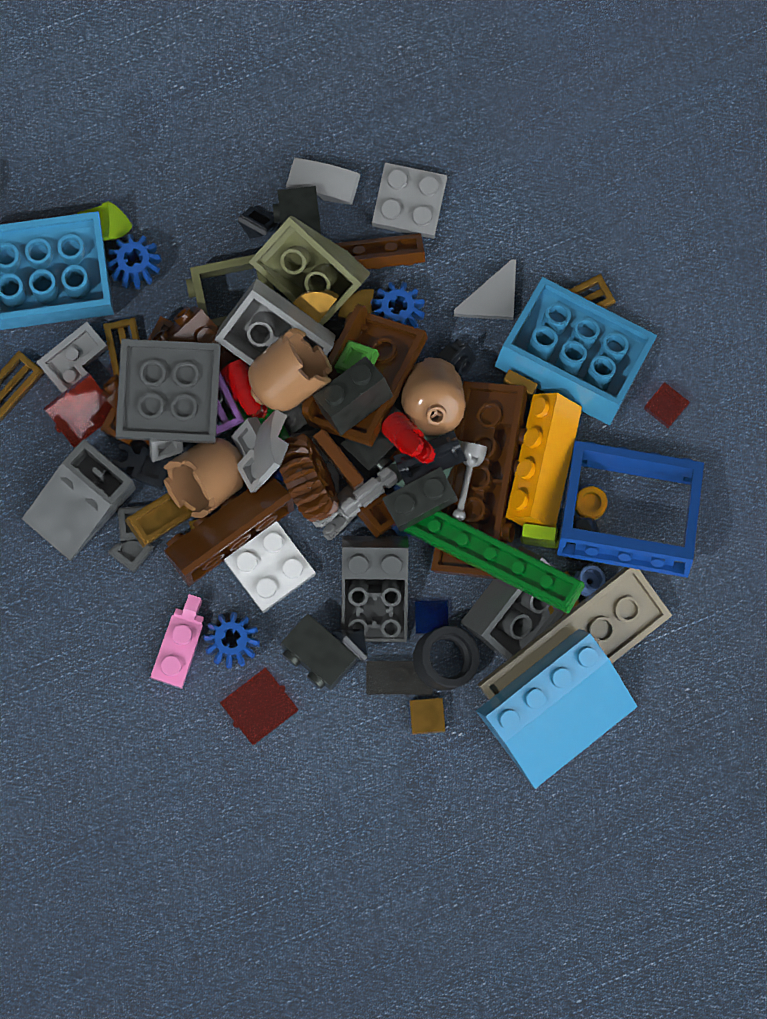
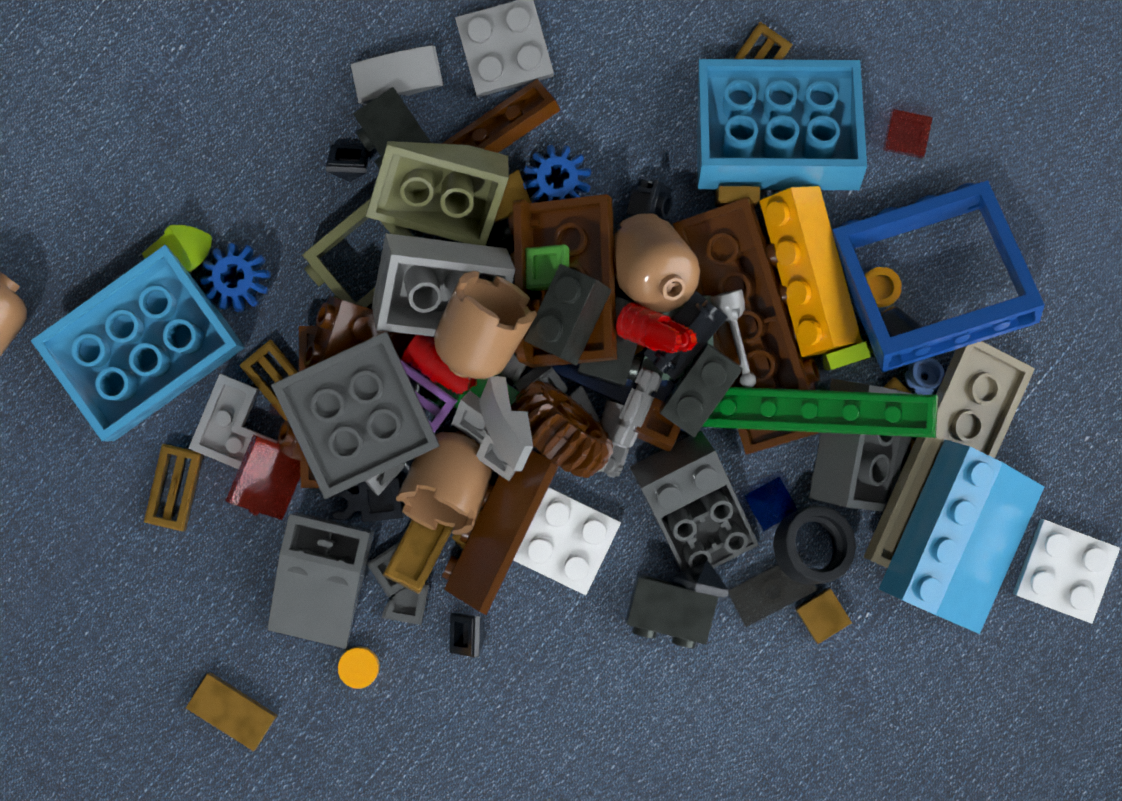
camera: 25 degrees left, 10 degrees up
(71, 579) = (358, 667): none -> light orange tile
(162, 595) = (466, 634): none -> black slope
(179, 644) = (514, 677): bright pink hinge -> none
(242, 642) = (583, 645): blue gear -> none
(259, 706) = (635, 698): clear red piece -> none
(316, 303) = (467, 225): pearl gold tile -> none
(338, 459) = (586, 391): reddish brown tile -> none
(493, 298) = (656, 109): light grey tile -> none
(622, 775) = (1066, 570): none -> white plate

